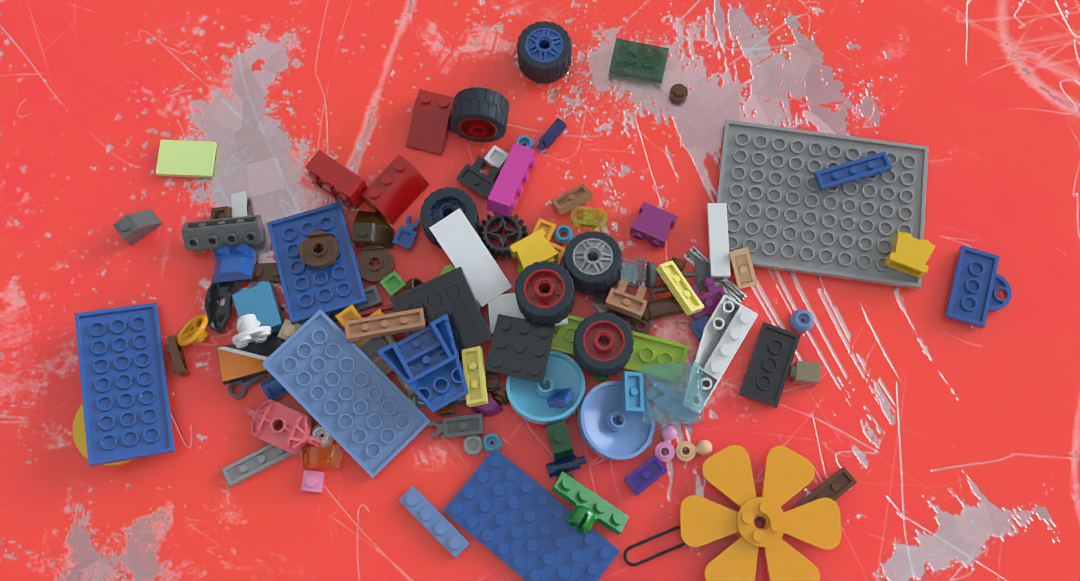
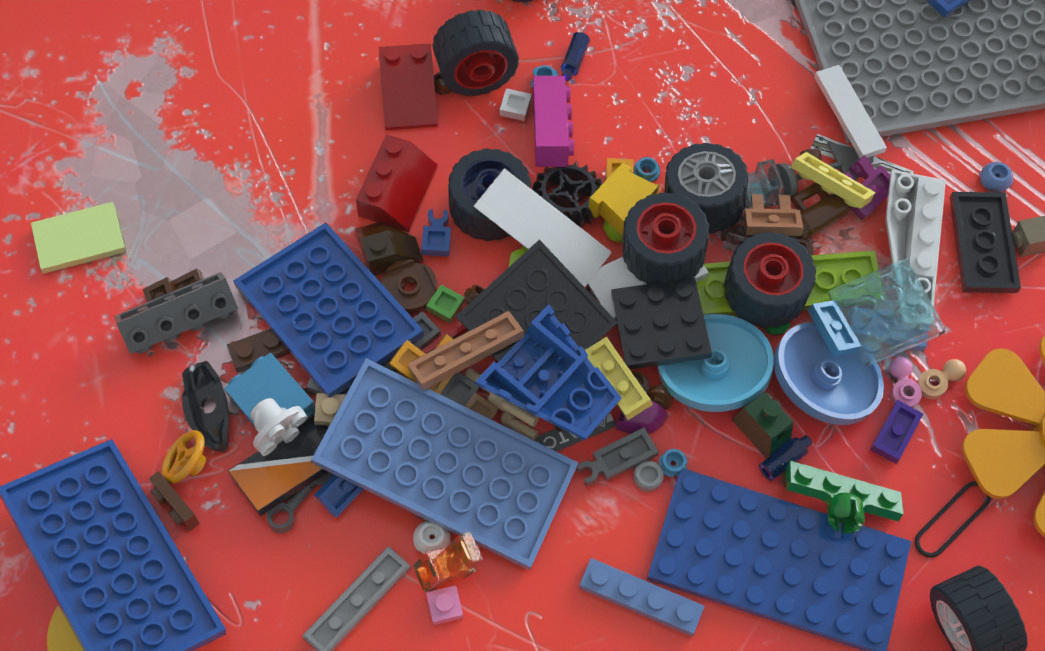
camera: 25 degrees left, 10 degrees down
(137, 225) = (40, 346): dark grey slope -> none
(234, 263) = (208, 346): blue slope -> none
(239, 204) = (181, 270): white sticker -> none
(295, 429) = (390, 552): coral plate -> none
(323, 259) = (327, 301): reddish brown plate -> none
(336, 179) = (313, 193): red brick -> none
(446, 410) = (595, 441): reddish brown plate -> none
(476, 180) = (510, 140): black plate -> none
(560, 397) = (745, 365): blue plate -> none
(572, 199) = (638, 123): medium nougat plate -> none
(589, 215) = (669, 139): clear neon green plate -> none
(653, 225) = (758, 121): magenta hips -> none
(698, 326) = (875, 227): blue plate -> none
(743, 268) = (897, 135): light nougat plate -> none

